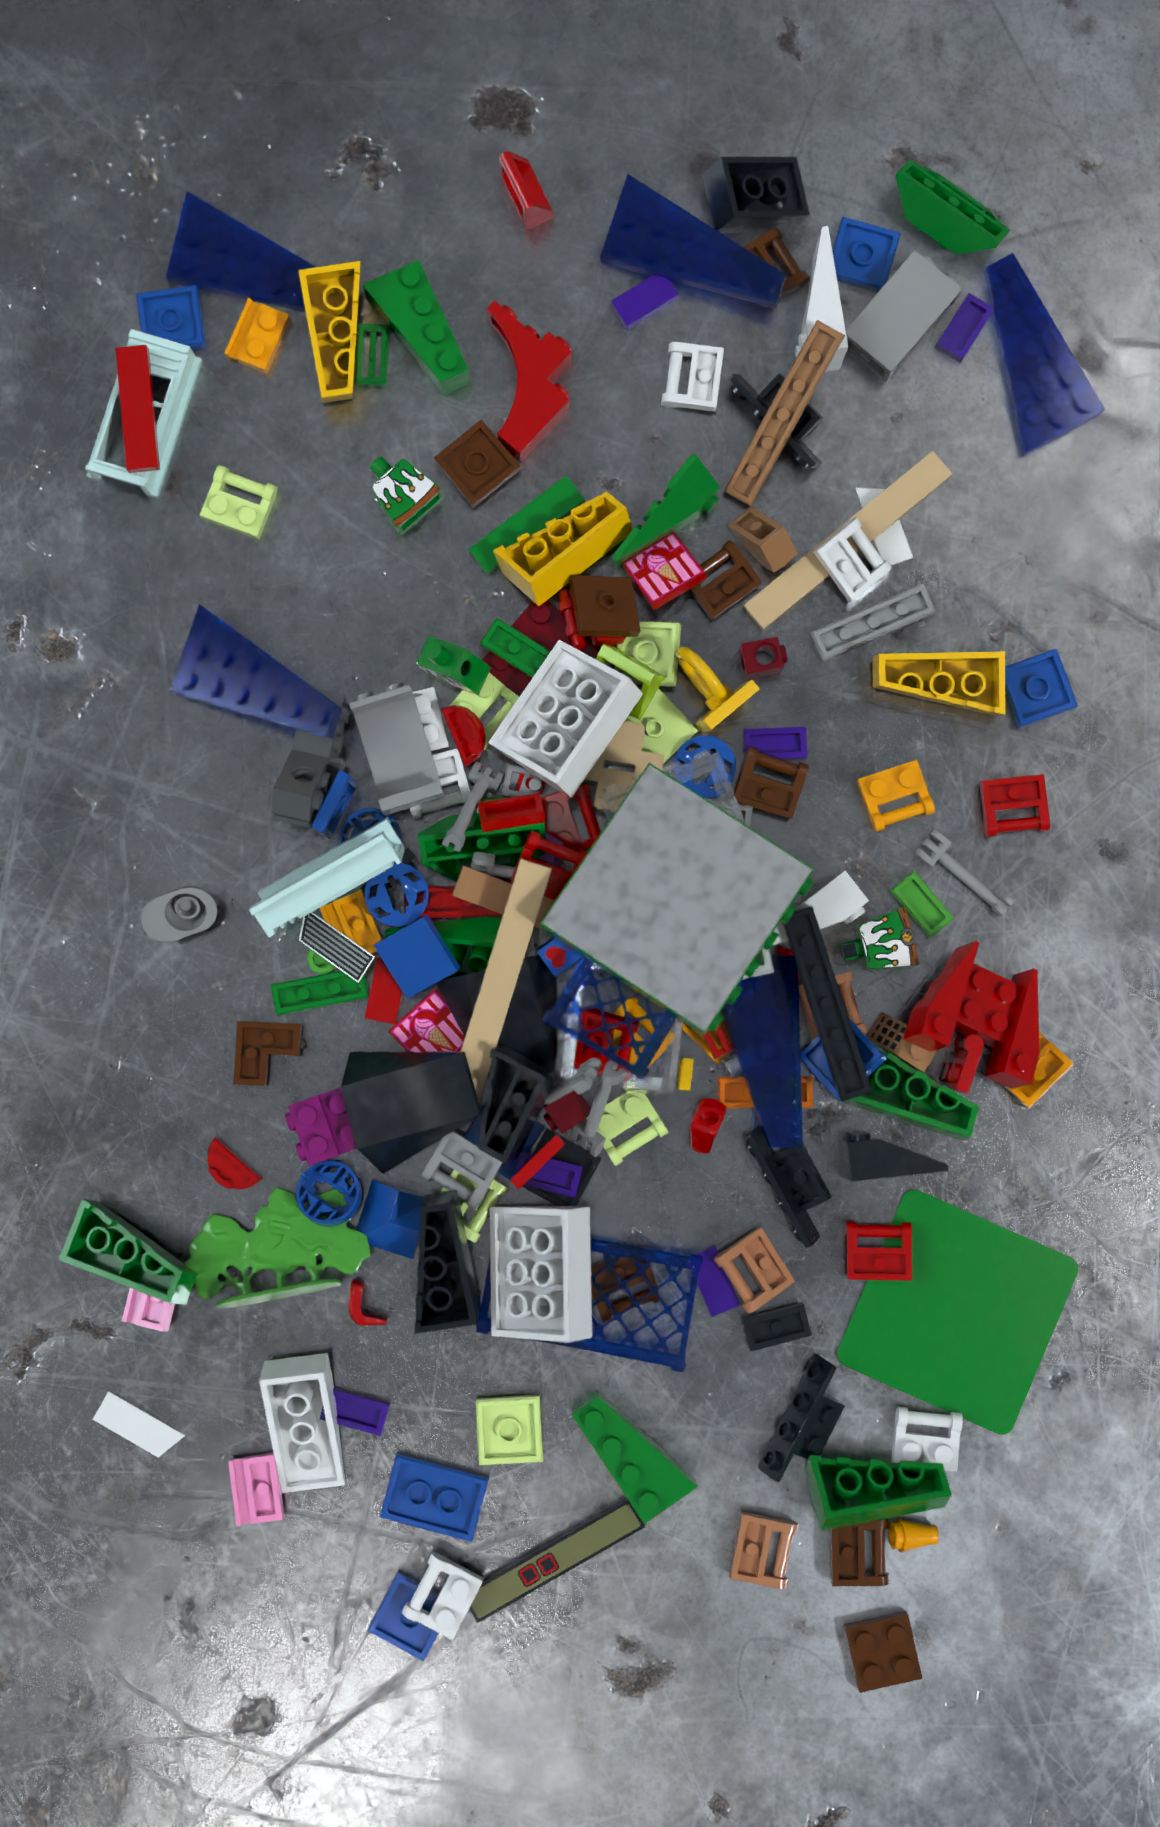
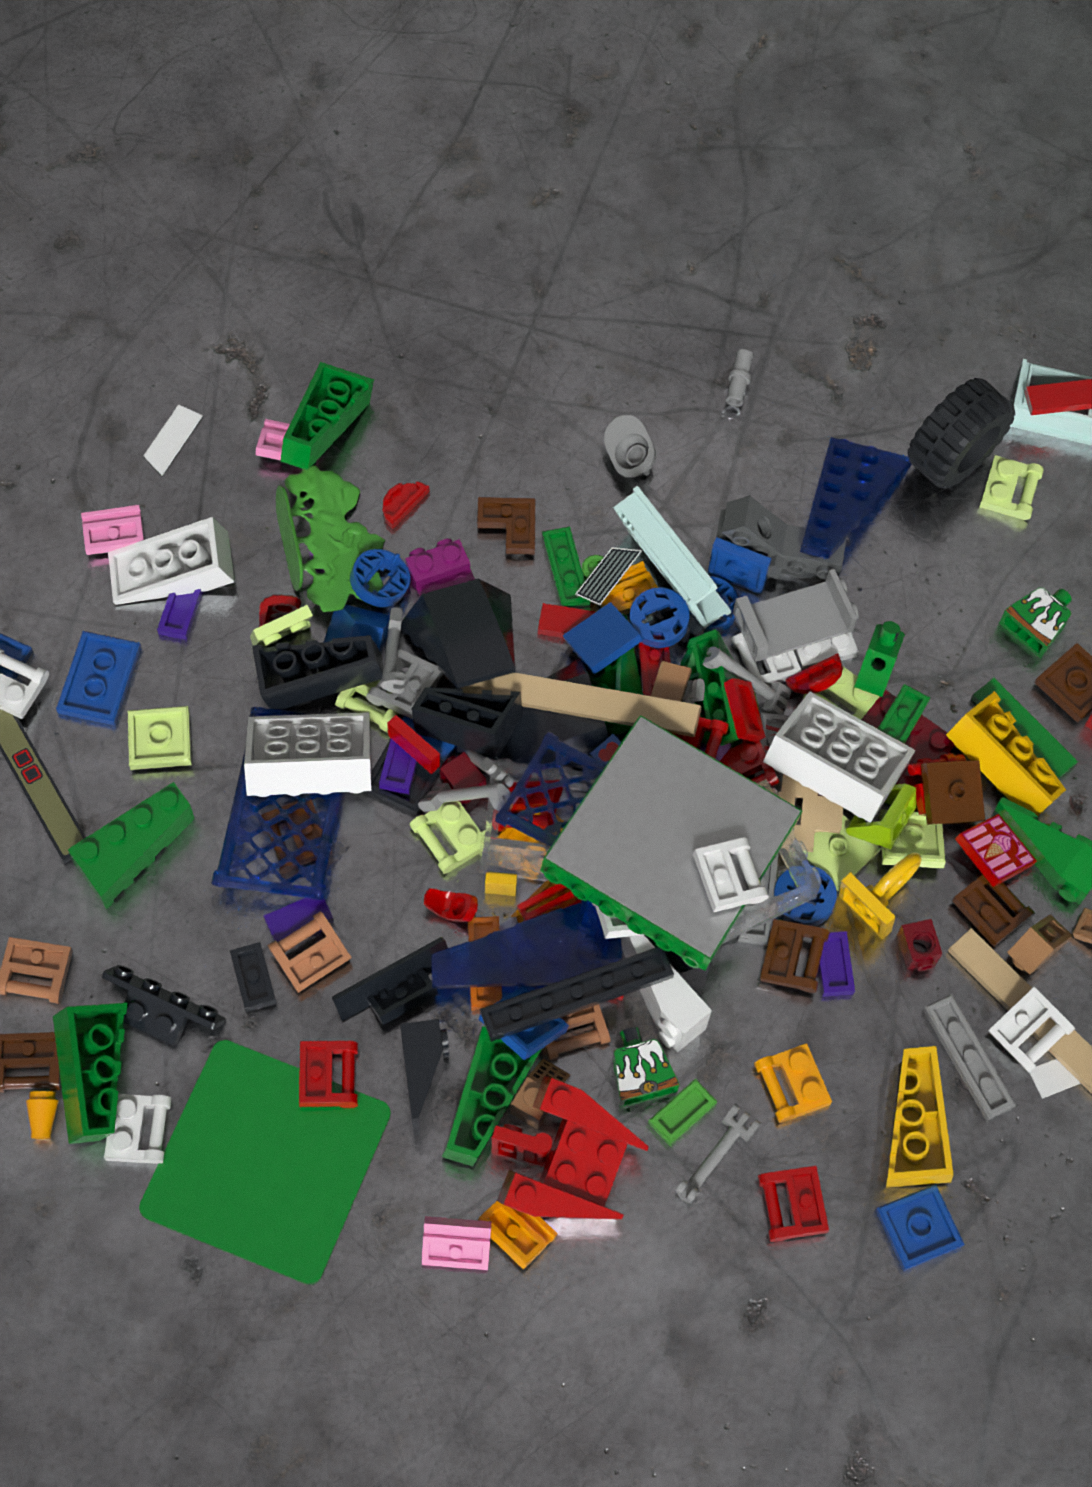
camera: 85 degrees right, 20 degrees down
(87, 785) = (739, 377): none -> light grey pin
(189, 547) = (961, 433): none -> black tyre
(387, 1289) = (282, 626): none -> yellowish green plate
(429, 1027) = (537, 654): tile -> none
(467, 1185) = (391, 680): none -> light grey hinge
(729, 852) = (721, 877): none -> white plate
(1050, 1128) = (456, 1243): none -> bright pink plate

